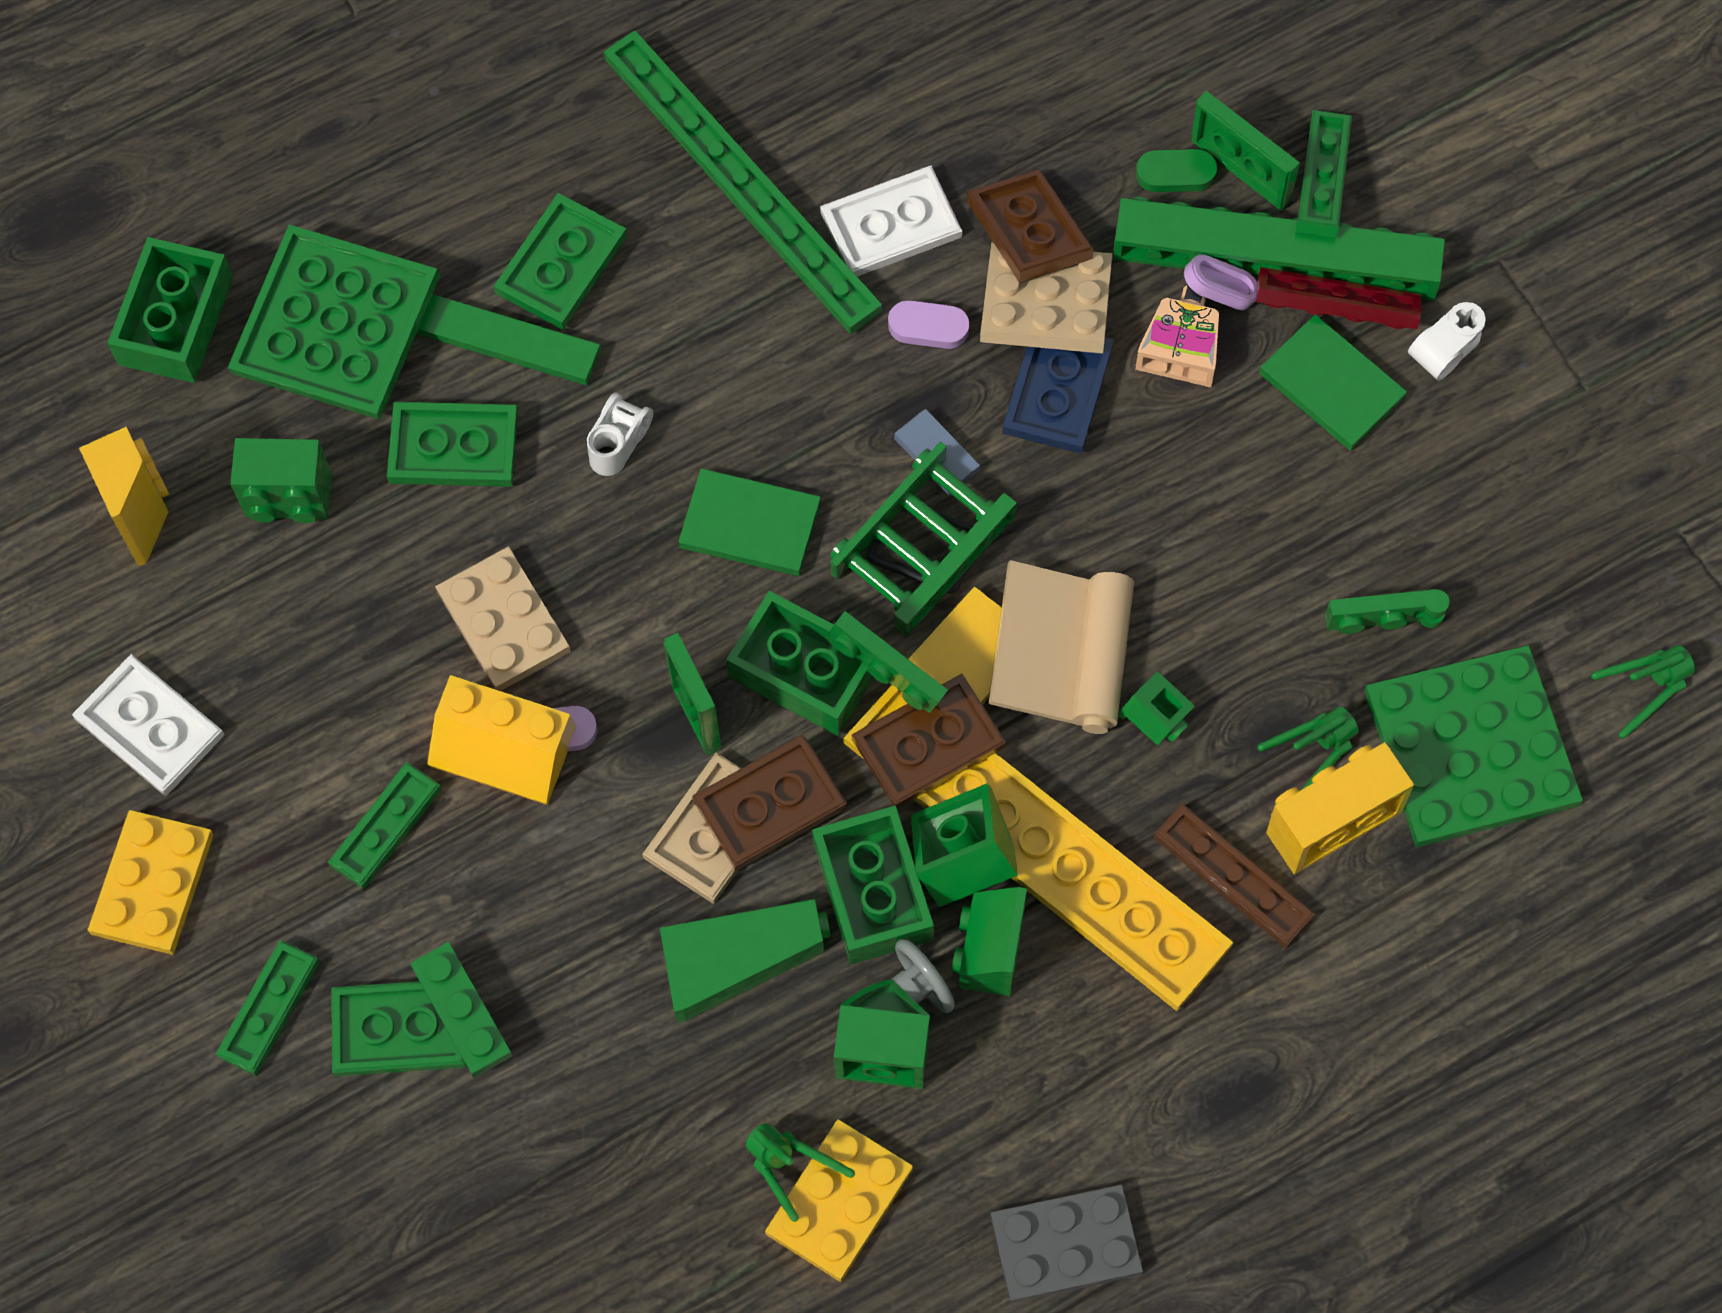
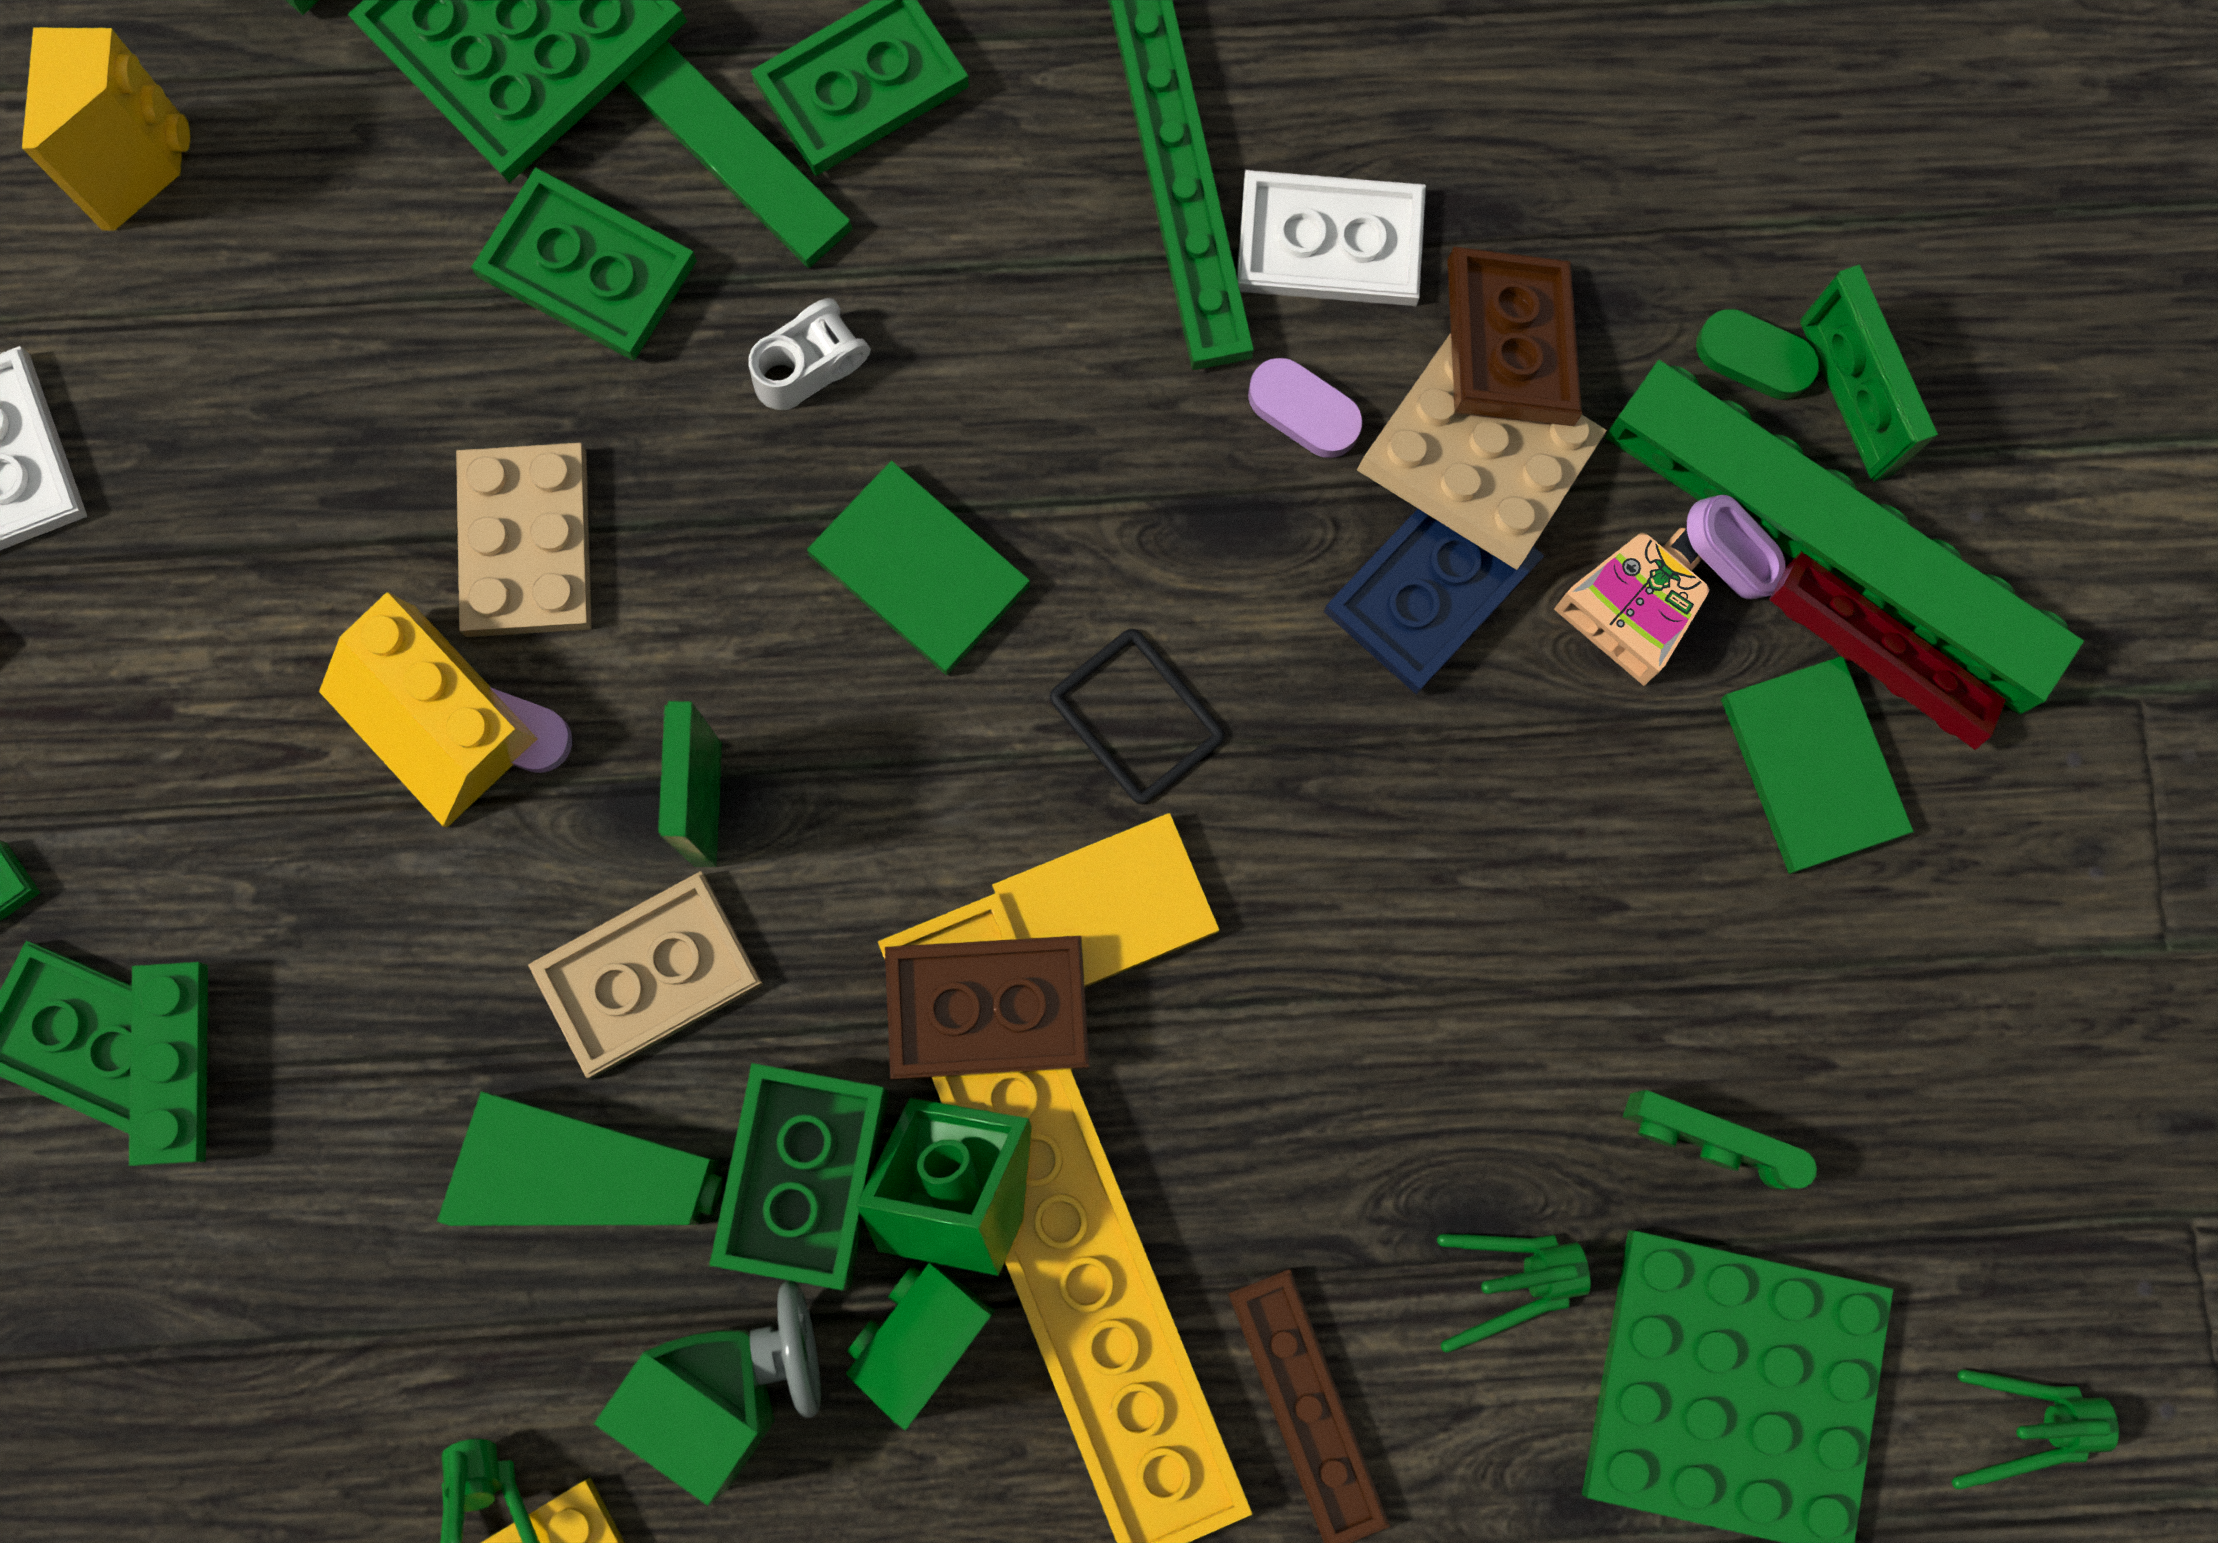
camera: 20 degrees right, 10 degrees up
(281, 479) = (322, 203): green brick -> none
(385, 825) = (219, 749): green tile -> none
(769, 802) = (729, 981): reddish brown tile -> none
(797, 666) = (876, 808): green brick -> none
(886, 663) = (972, 881): green plate -> none
(927, 432) = (1221, 594): sand blue tile -> none
(936, 576) = (1124, 772): green fence -> none
(1062, 645) = (1243, 960): tan door -> none
(1158, 710) = (1344, 1120): green brick -> none
(1324, 174) = (1960, 462): green tile -> none
(1338, 806) = (1502, 1402): yellow brick -> none
(1449, 340) = (2008, 789): white piece -> none

